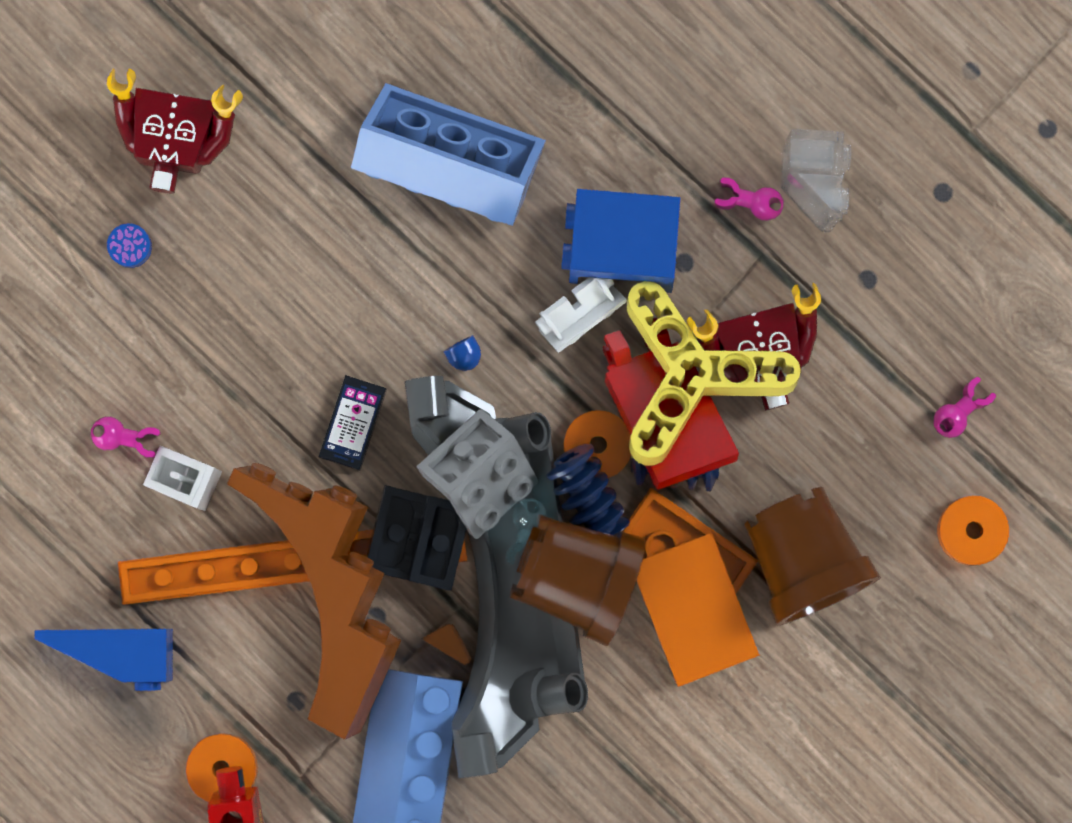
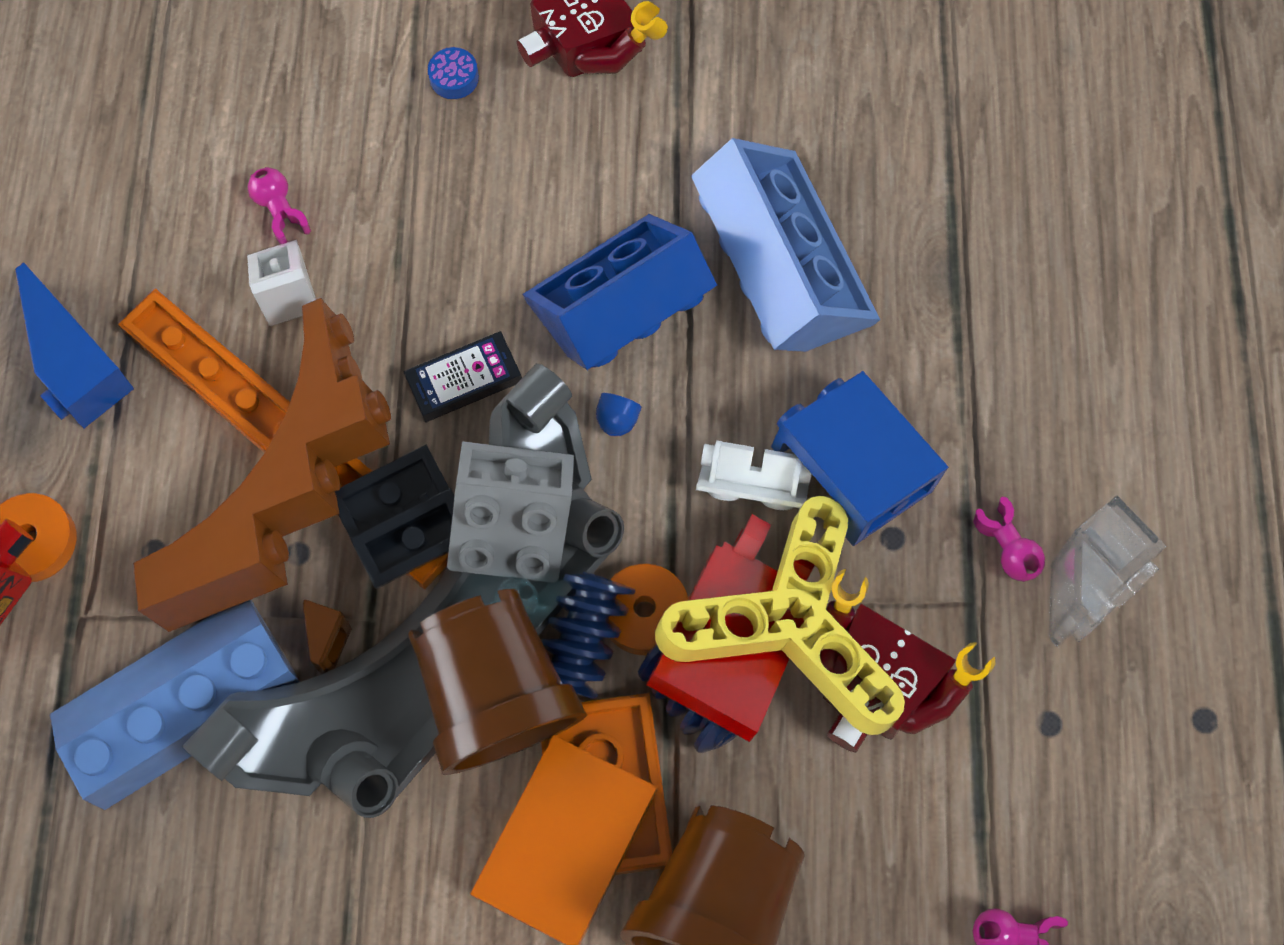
camera: 50 degrees right, 15 degrees down
(384, 278) = (622, 290): none -> blue slope

